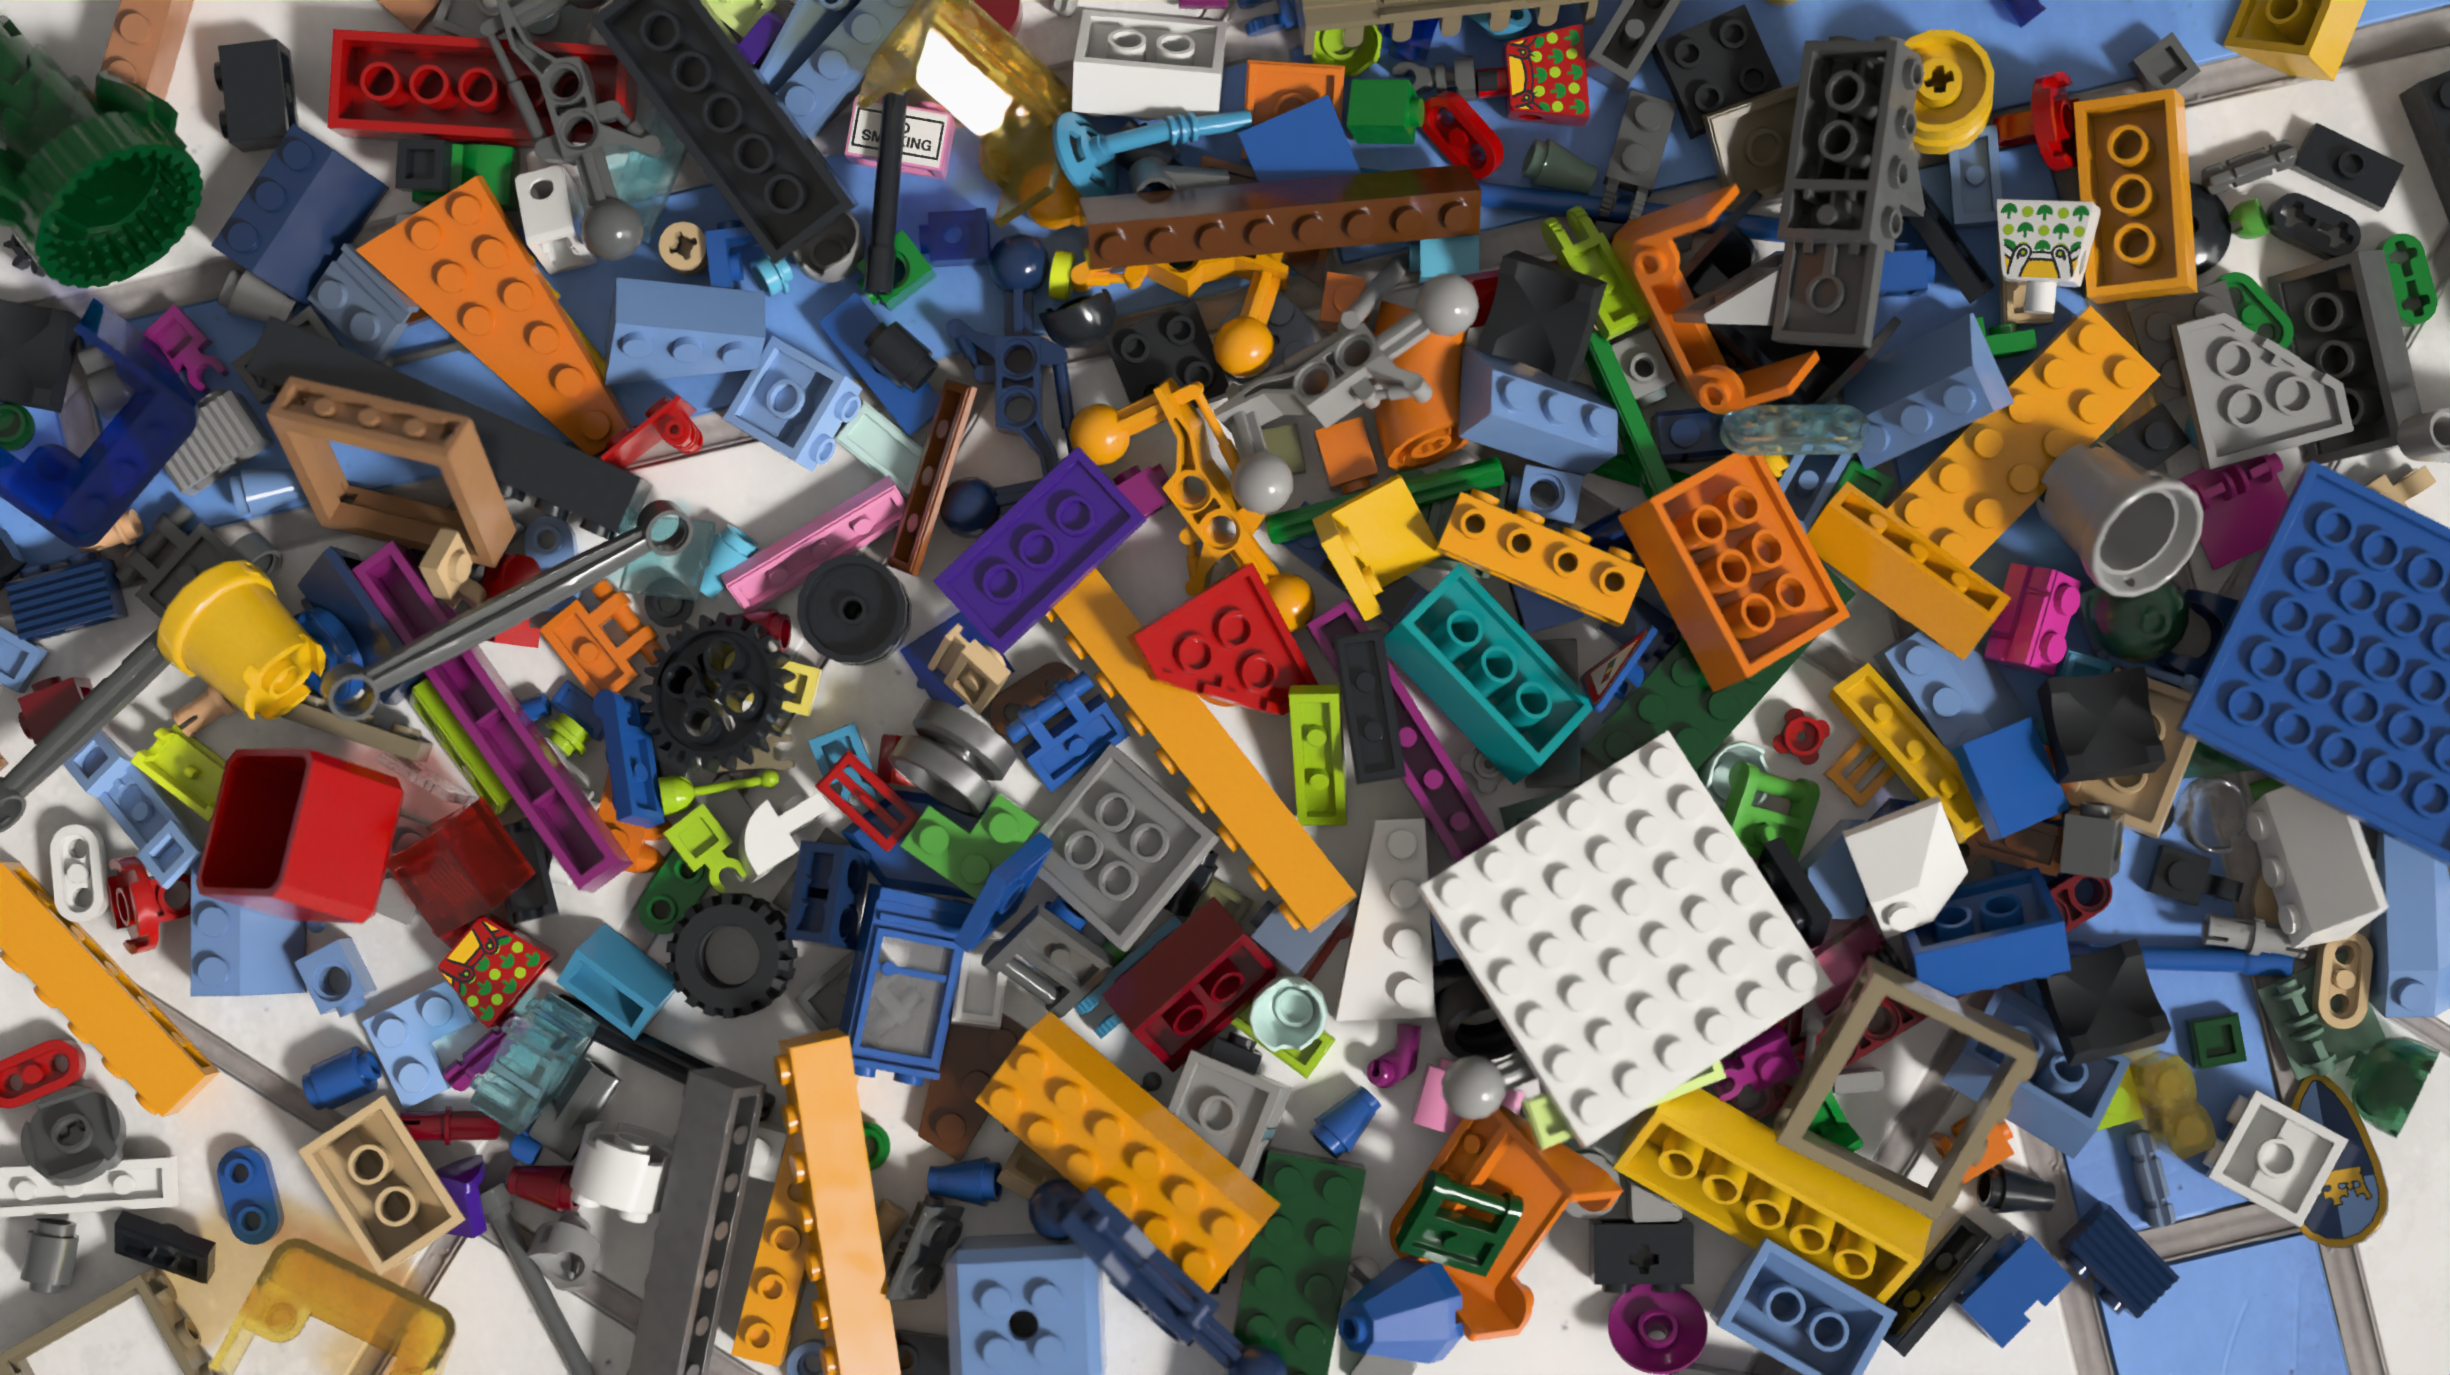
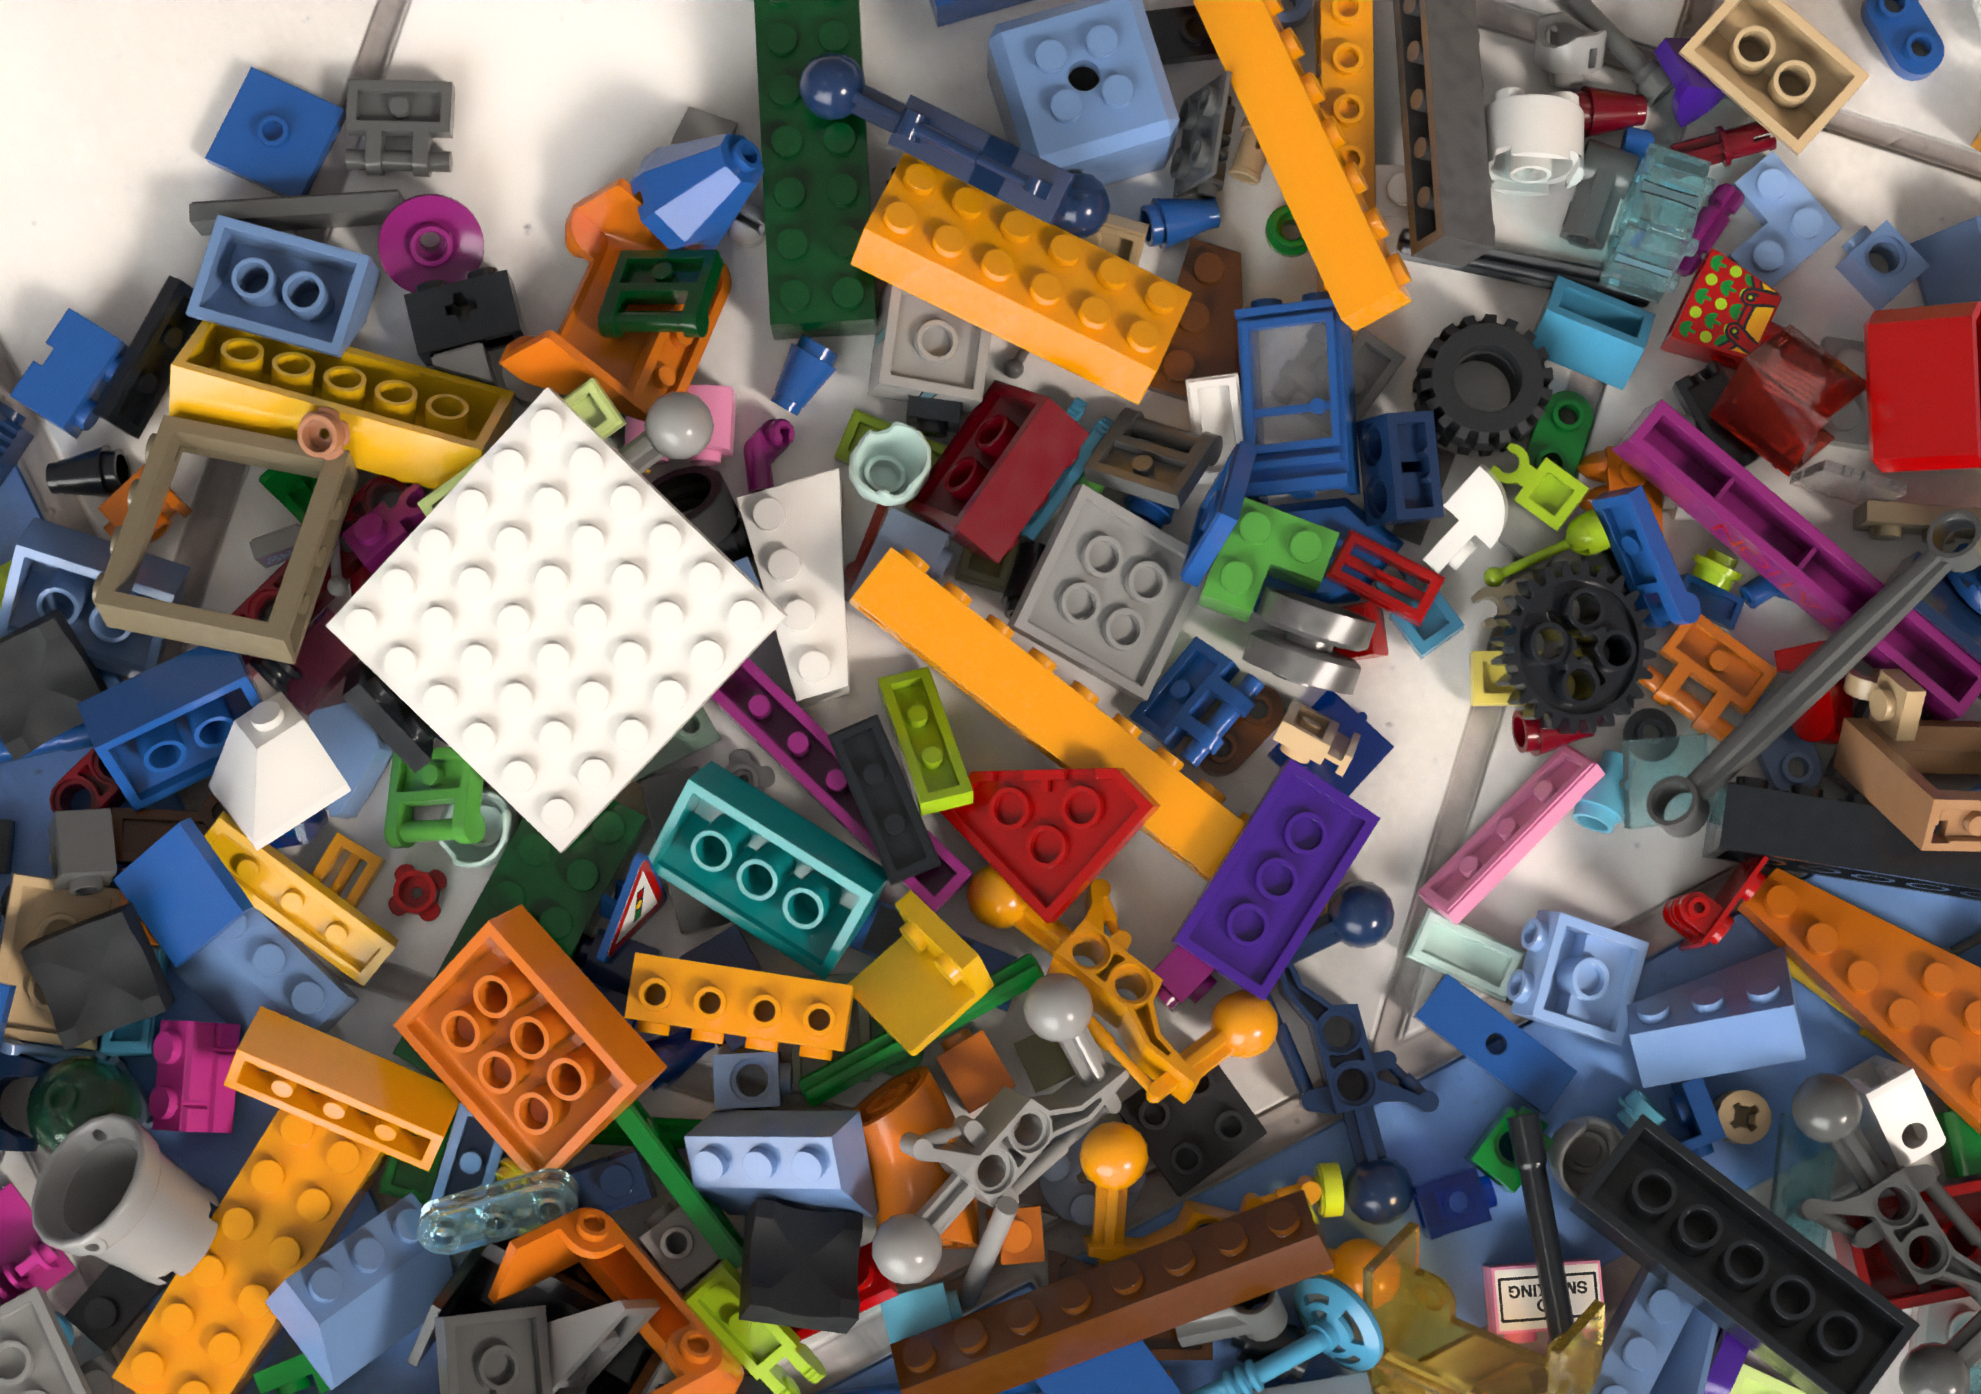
camera: 160 degrees right, 5 degrees down
(341, 1078) = (1845, 165): blue brick -> none
(459, 746) = (1848, 543): lime tile -> none
(883, 617) = (1482, 756): black wheel -> none
(900, 356) = (1480, 1053): black brick -> none
(932, 477) = (1410, 934): dark orange slope -> none
(1080, 321) = (1297, 1144): black hair -> none
(1808, 1161) = (311, 438): none -> nougat plate

